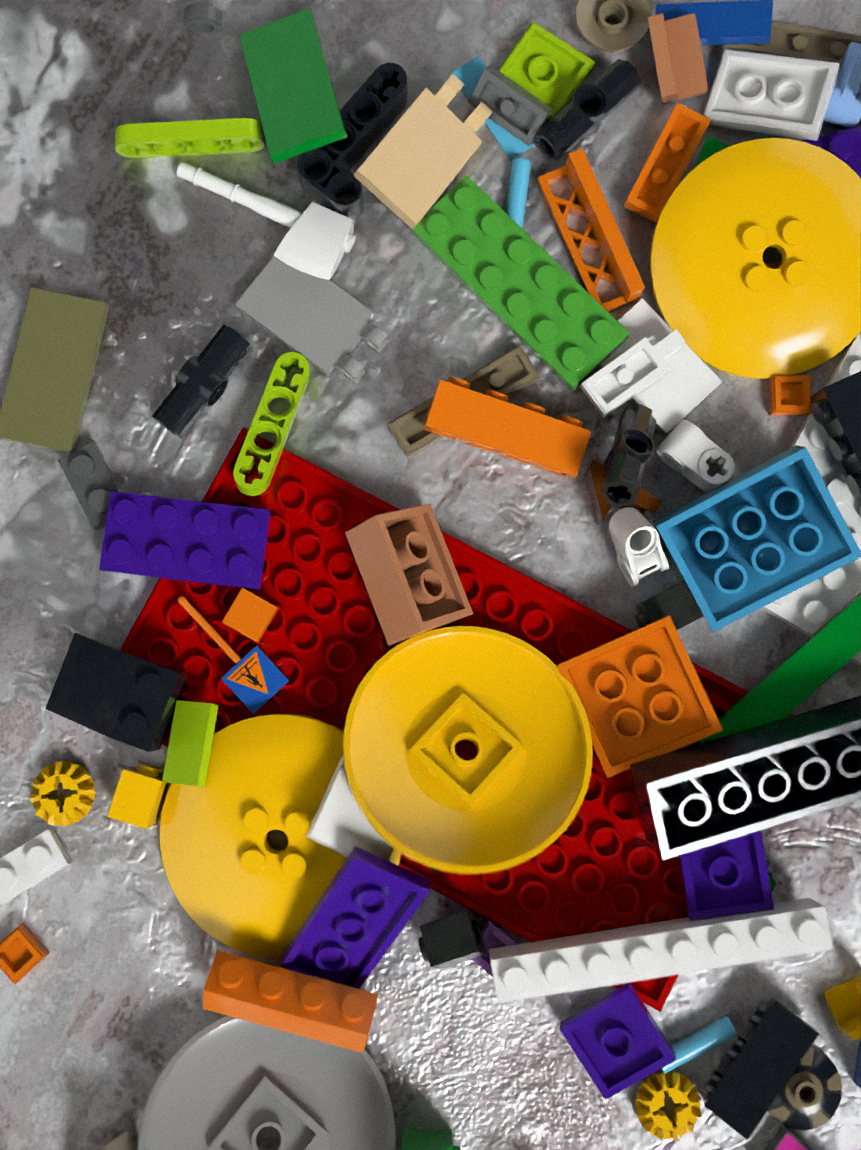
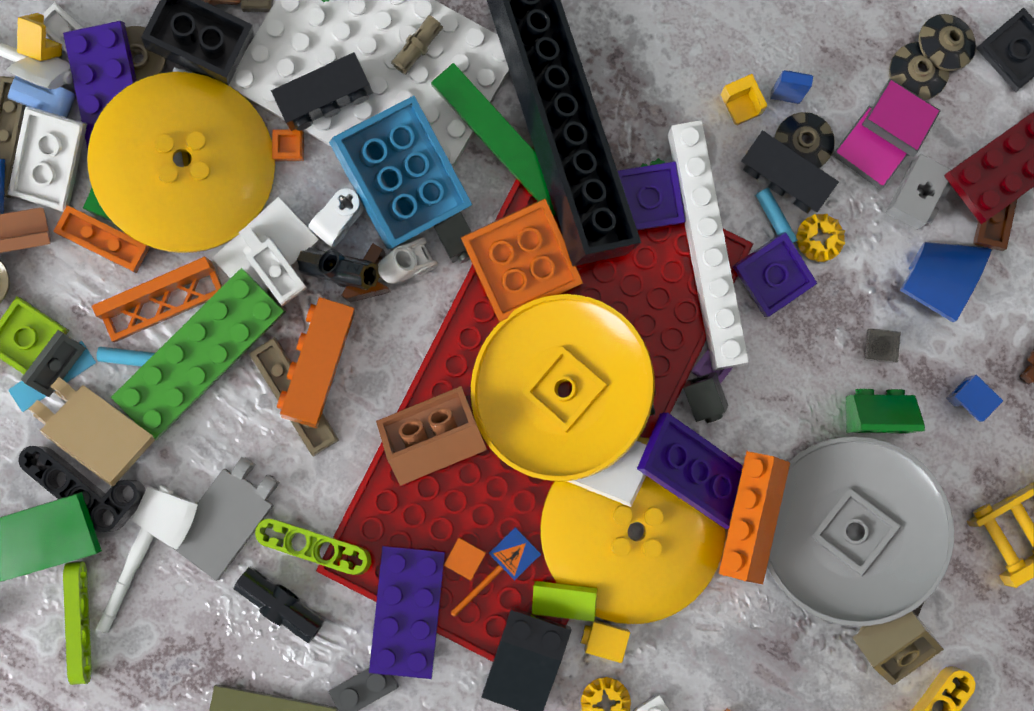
camera: 85 degrees left, 0 degrees up
(602, 96) = (46, 289): black piece -> none

